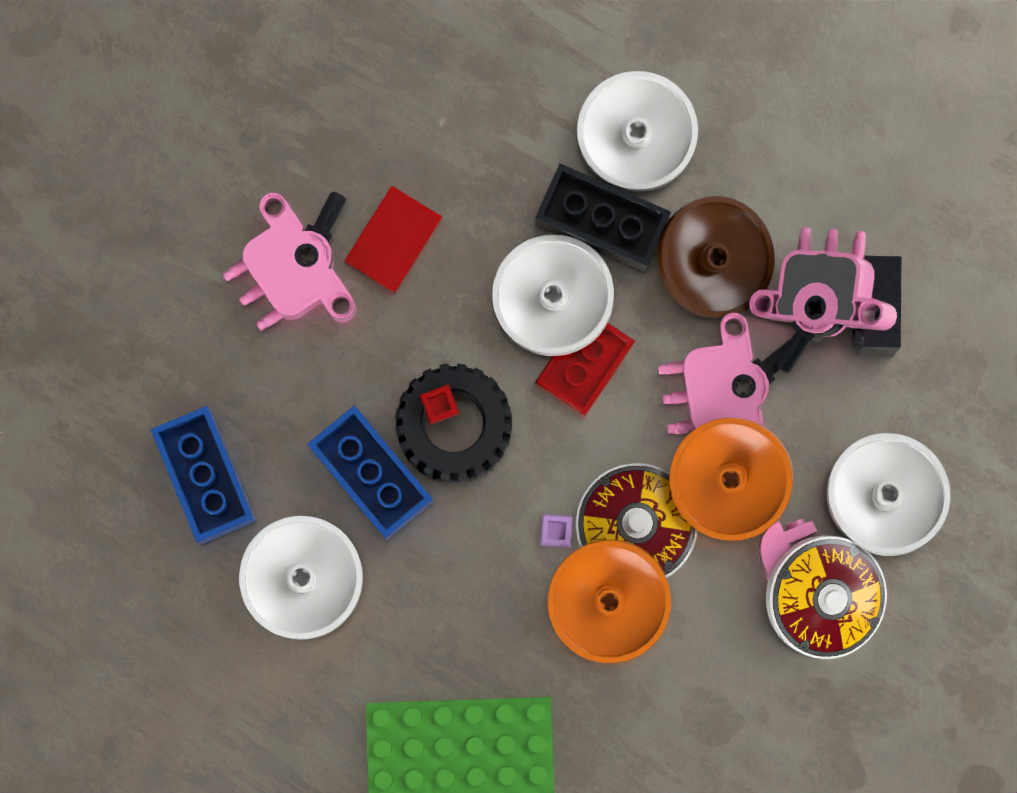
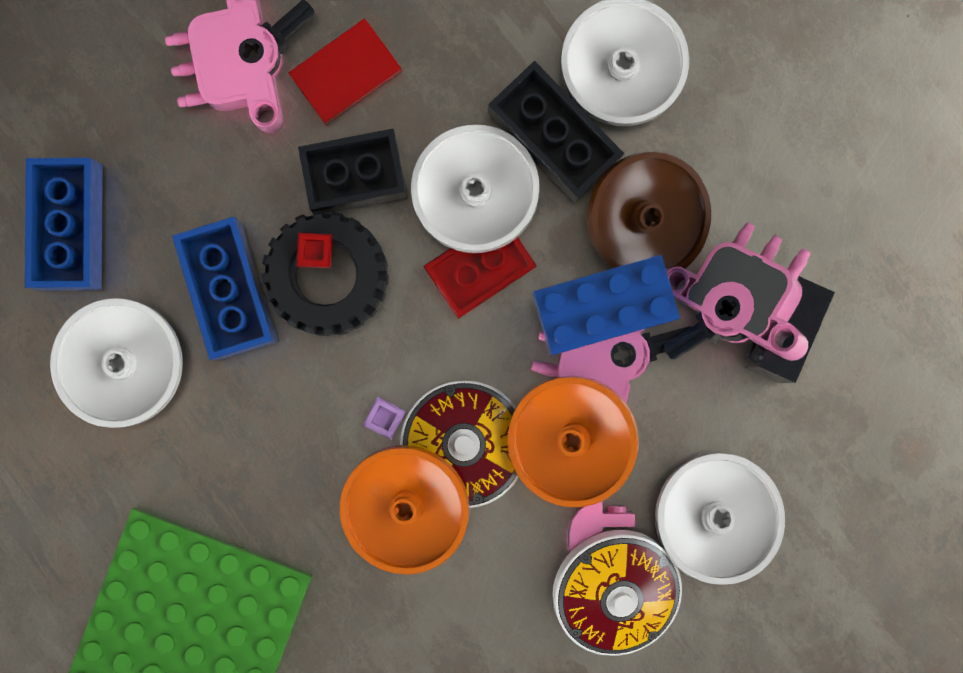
camera: 20 degrees right, 5 degrees up
(440, 324) = (353, 171): none -> black brick
(710, 349) = (605, 305): none -> blue brick

